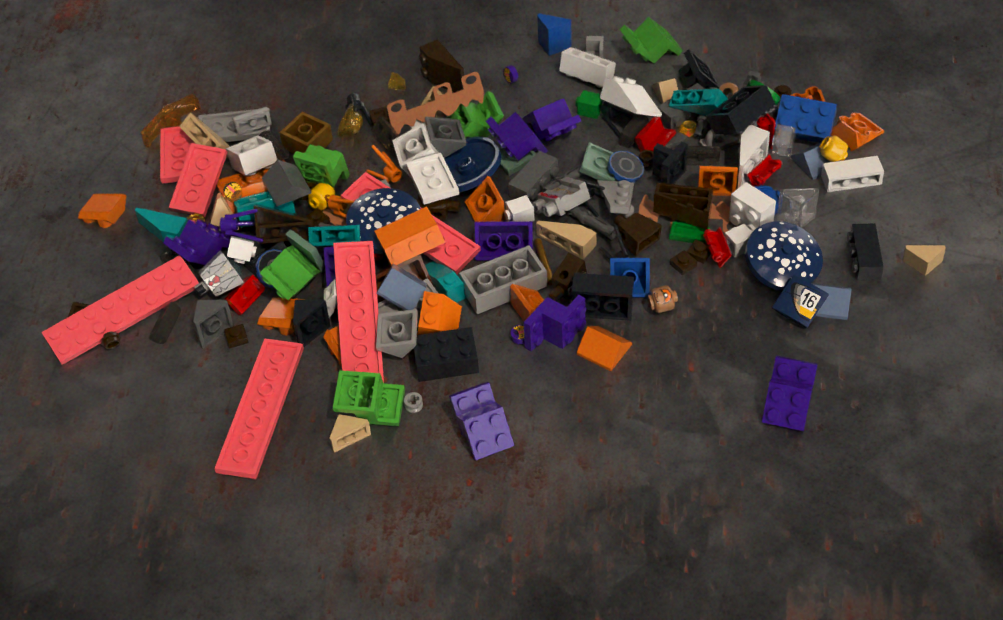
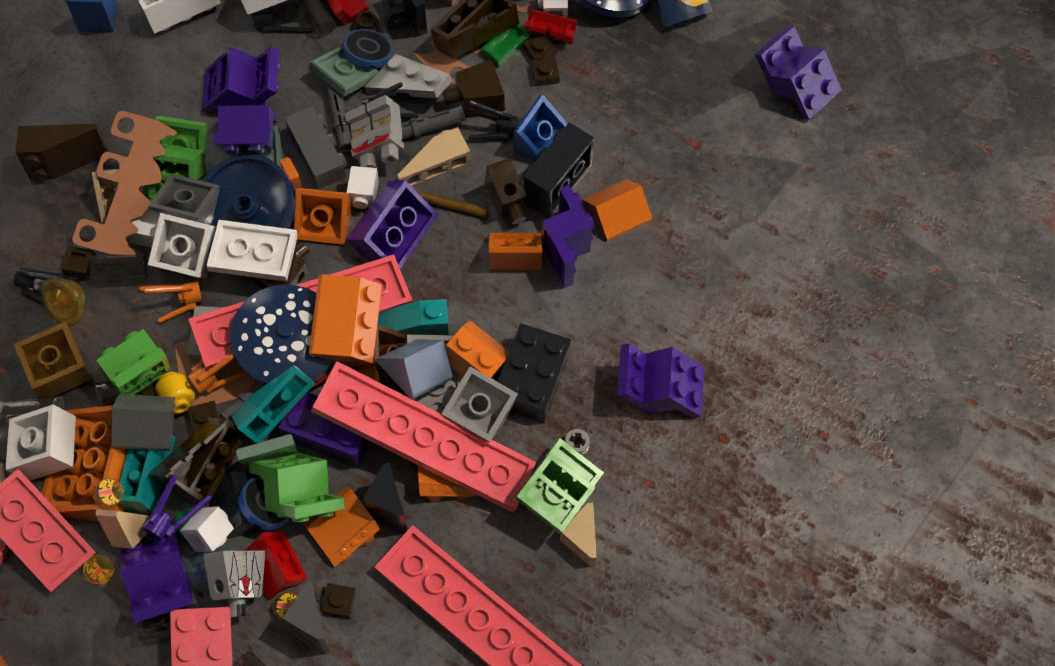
camera: 65 degrees left, 15 degrees up
(161, 223) = (85, 611): teal slope -> none
(330, 297) = (370, 459): white slope -> none
(396, 82) = (25, 214): clear yellow tile -> none
(490, 282) = (461, 255): light grey brick -> none
(505, 176) = (288, 167): none -> orange tile
(510, 74) = (120, 85): dark purple tile -> none
(517, 334) = (545, 281): tile -> none
(589, 104) = (239, 31): green brick -> none
(662, 299) = (593, 116): medium nougat head -> none

